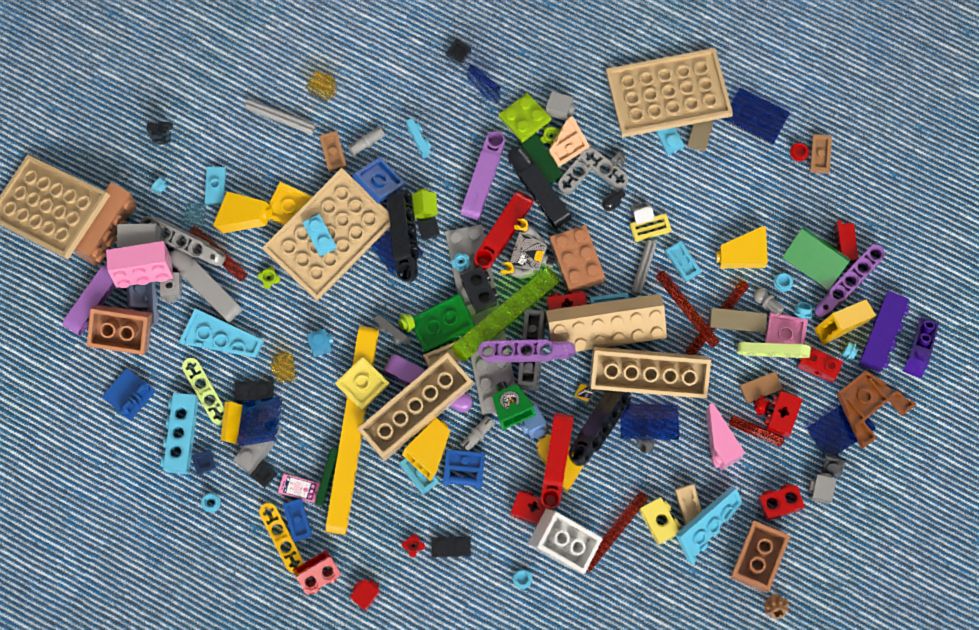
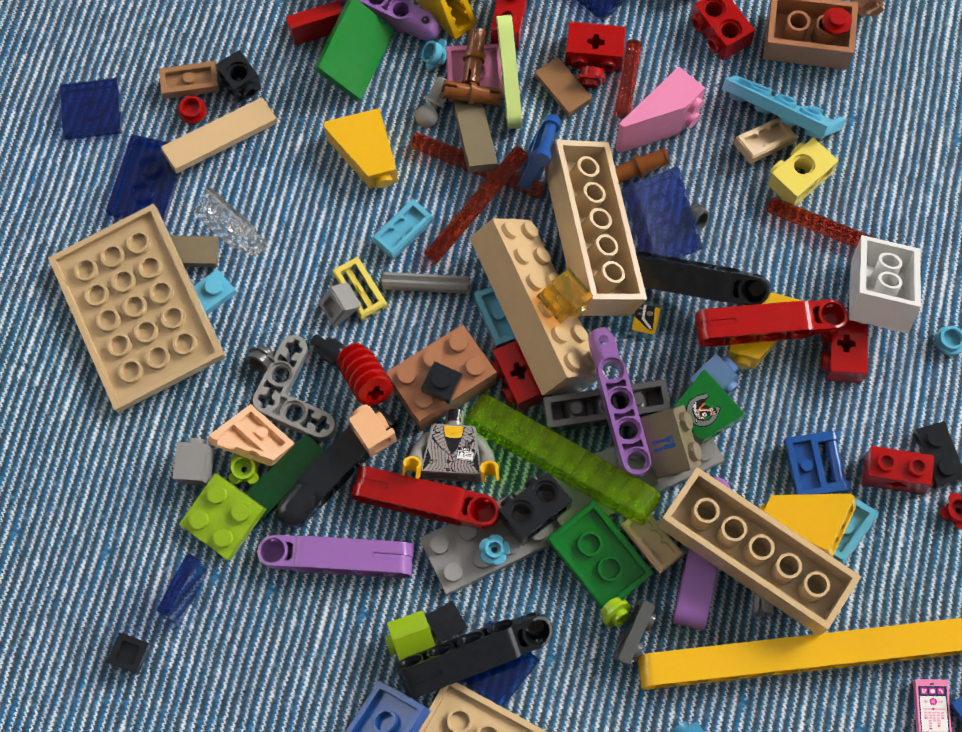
camera: 105 degrees left, 5 degrees down
(326, 478) = (903, 671): dark green tile -> none
(362, 383) = (741, 652): light yellow tile -> none
(415, 131) = (285, 687): medium azure plate -> none
(446, 514) = (897, 470): none -> red brick
(477, 433) = (756, 459): light grey pin -> none
(495, 376) = (671, 441): none -> dark tan brick
(550, 206) = (371, 430): none -> light nougat brick
(568, 253) = (441, 382): none -> black plate
(588, 213) = (364, 374): none -> red piece
(599, 334) = (565, 296): none -> clear yellow brick
(690, 419) = (641, 165): none -> dark orange pin
(711, 158) = (228, 223): none -> clear hinge
(714, 355) = (539, 151): none -> blue plate
(755, 568) = (836, 21): none -> red plate
(766, 323) = (471, 93): none -> dark orange pin
(775, 164) = (218, 135): none -> tan tile
(783, 282) = (398, 90): medium azure plate -> none
(791, 332) = (474, 56): none -> dark orange pin
(815, 91) = (91, 109): none -> clear blue tile
(818, 177) = (234, 67): none -> black brick

